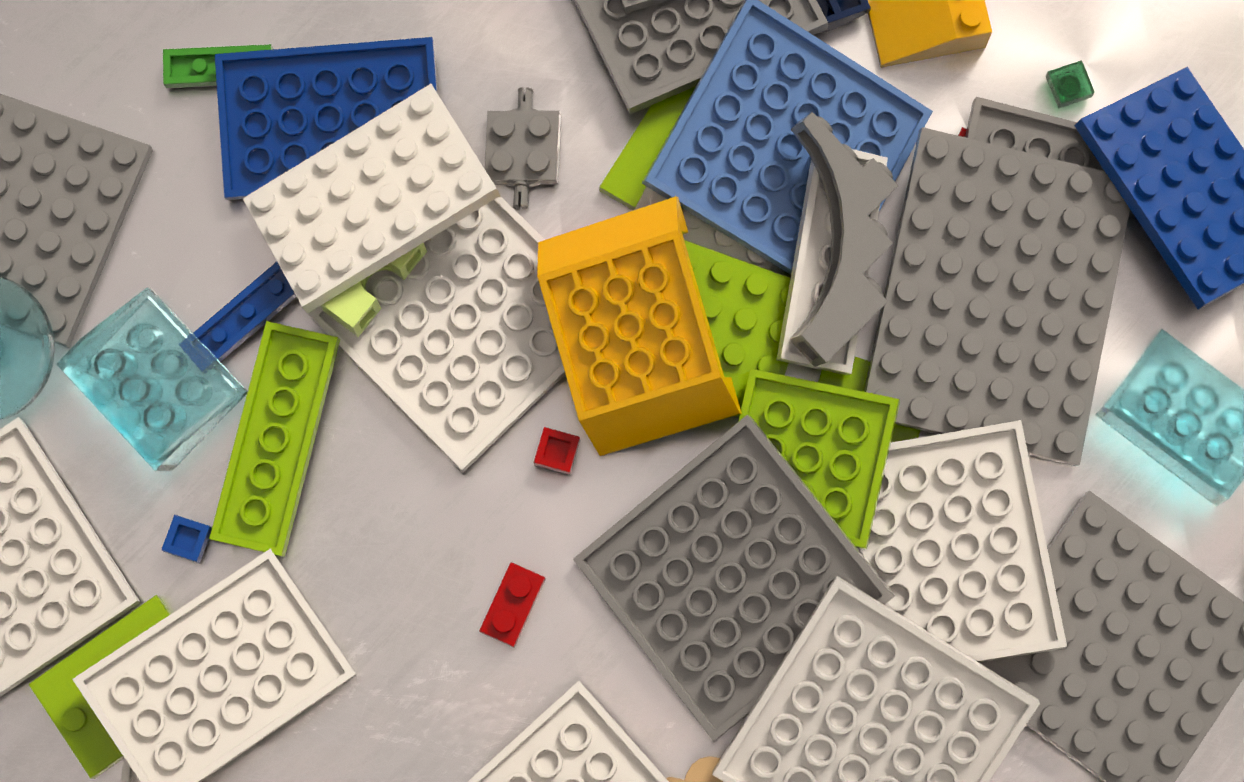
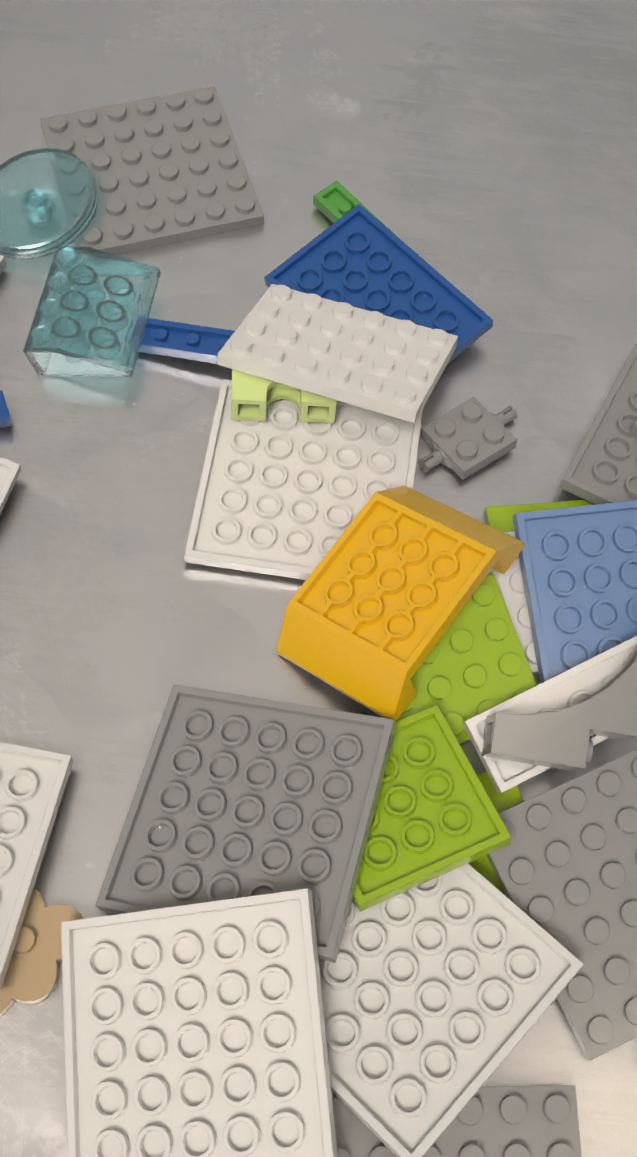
camera: 45 degrees right, 15 degrees down
(275, 438) = (109, 417): lime plate -> none
(512, 604) = (103, 668): red plate -> none
(557, 450) = (254, 614): red plate -> none

